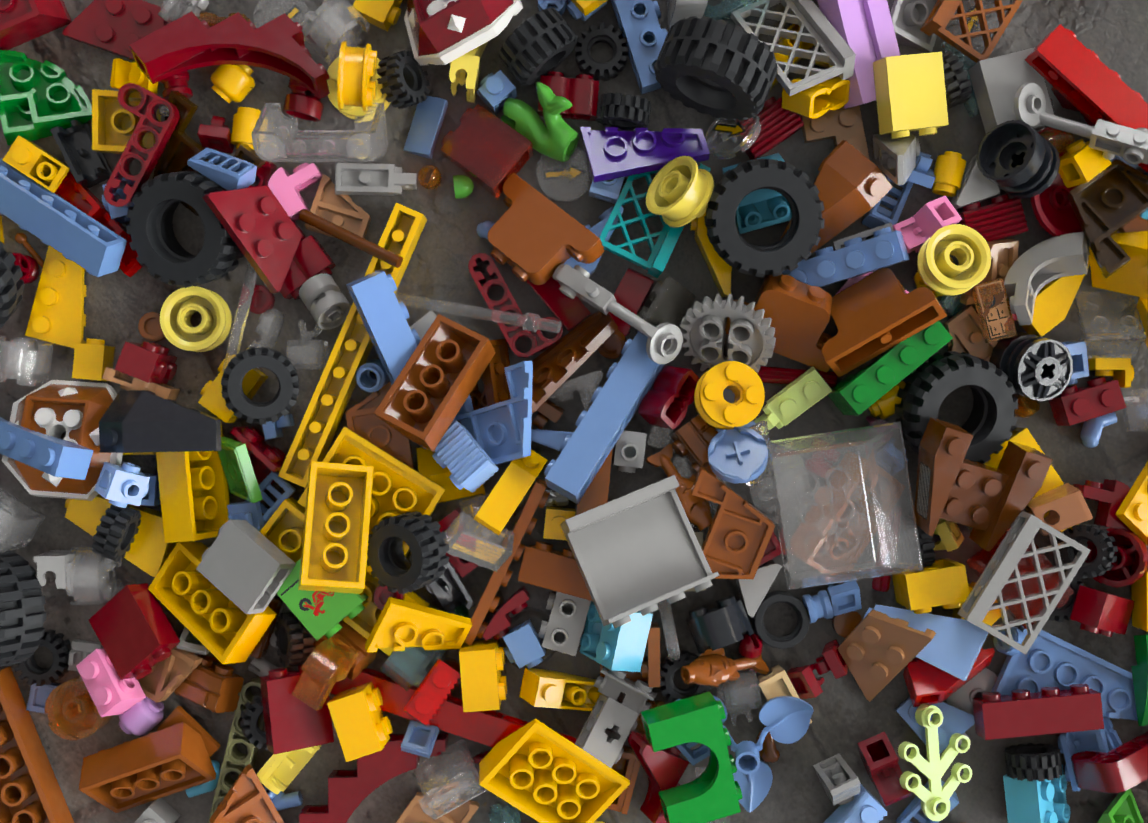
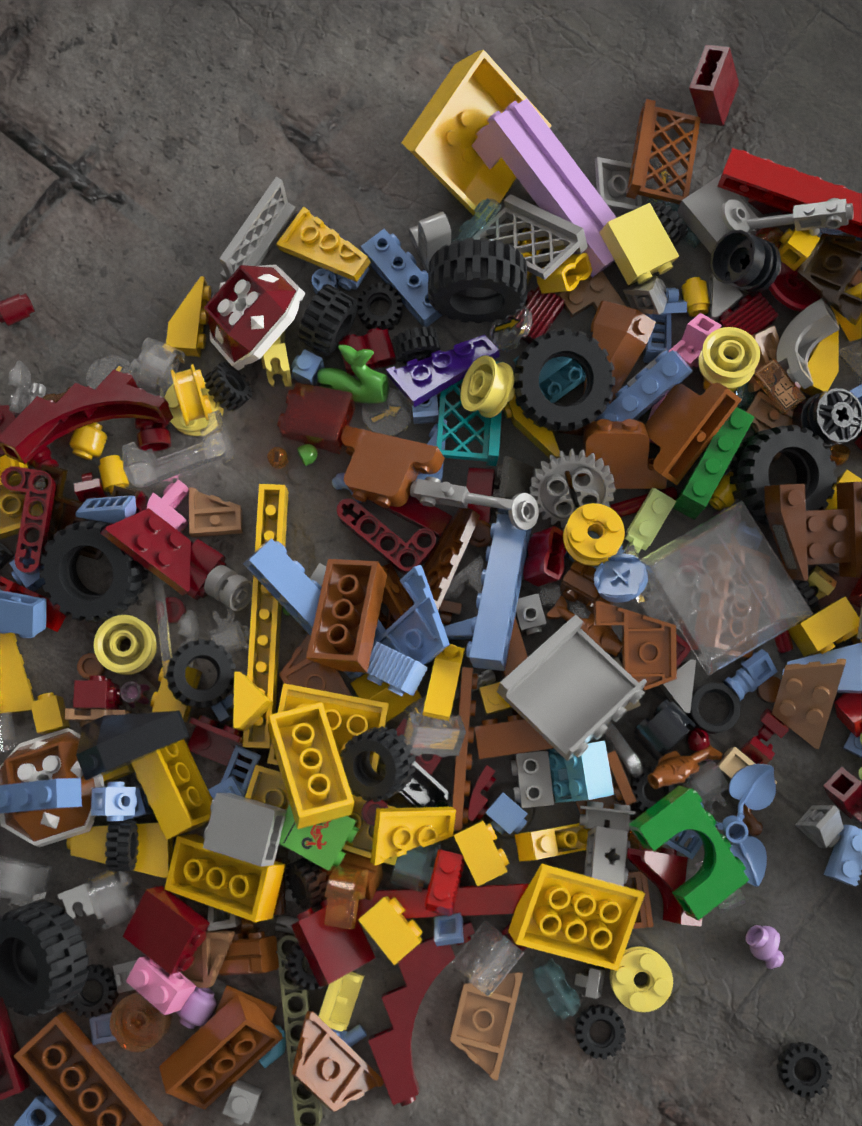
camera: 15 degrees left, 10 degrees down
(186, 373) = (133, 692): none -> clear piece
(239, 470) = (207, 754): bright green tile -> none
(297, 435) = (249, 702): none -> yellow slope
(350, 238) = (224, 526): reddish brown bar -> none
(366, 379) = (284, 637): medium blue brick -> none
(372, 179) = (232, 475): light grey hinge -> none
(426, 127) = (259, 418): medium blue slope -> none
(528, 322) = (405, 537): clear bar -> none

